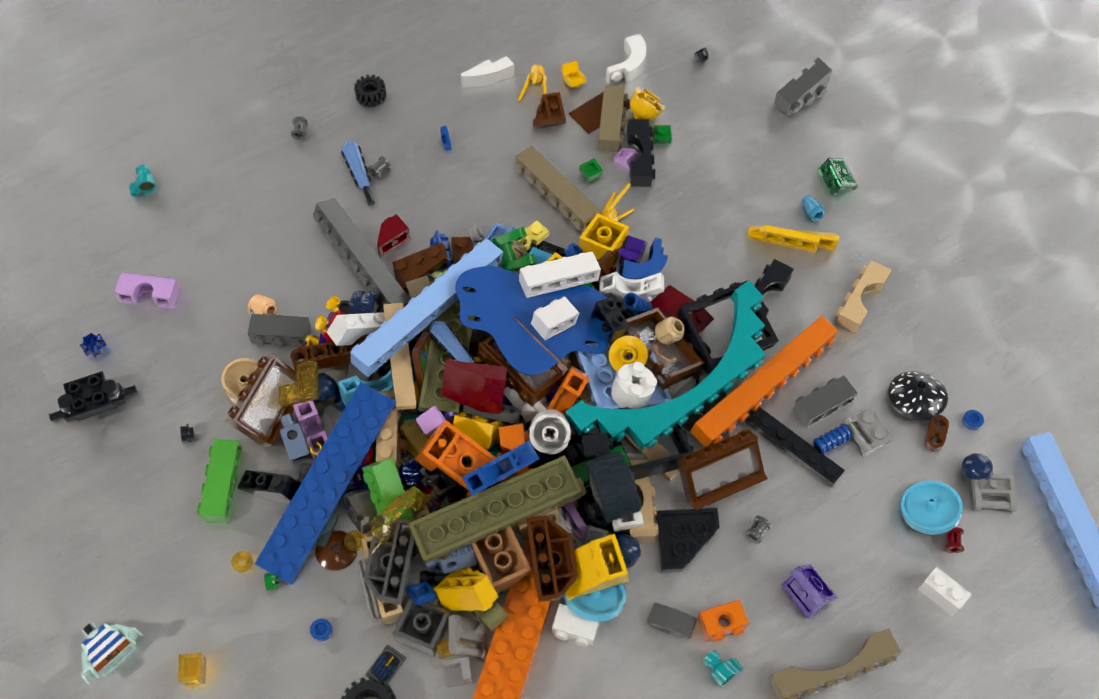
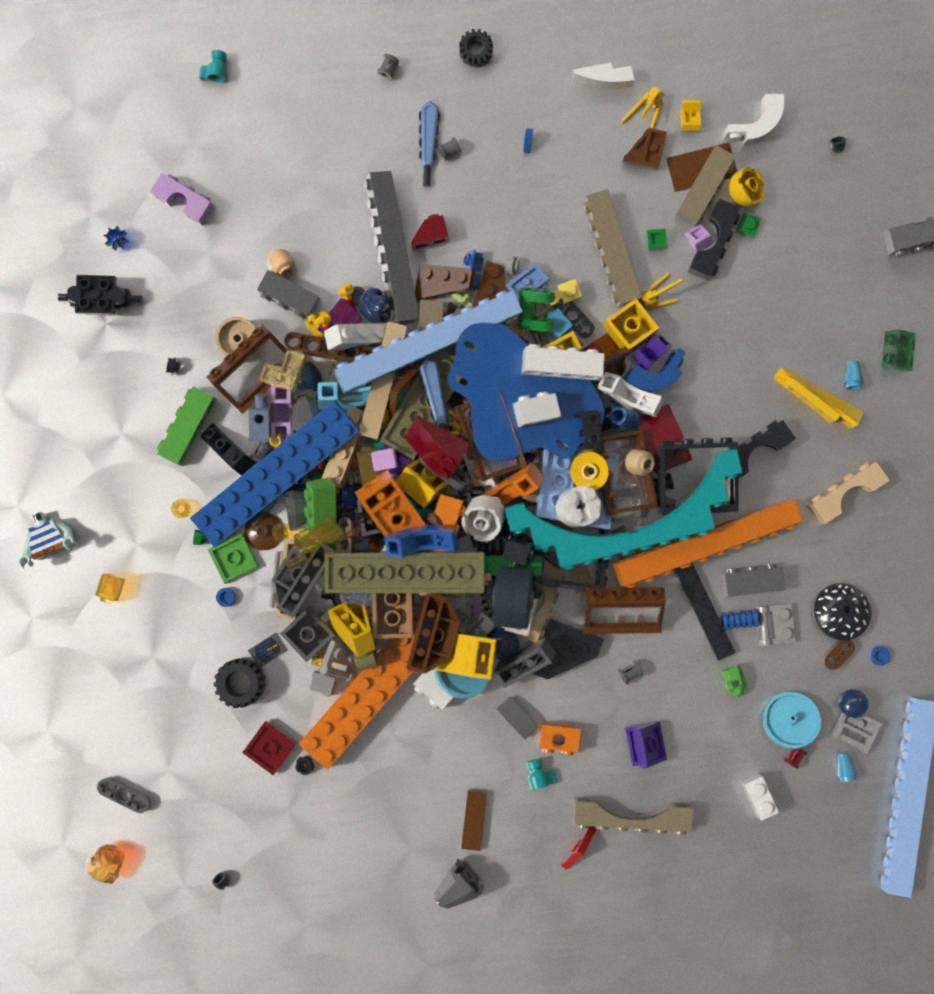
camera: 30 degrees right, 25 degrees up
(314, 588) = (233, 558): none -> bright green tile
(421, 593) = (316, 609): blue tile -> none
(572, 250) = (595, 328): blue tile -> none
(653, 557) = (525, 662): none -> dark grey brick
(858, 495) = (734, 680): none -> bright green rock
(1006, 531) = (845, 767): none -> dark azure cone

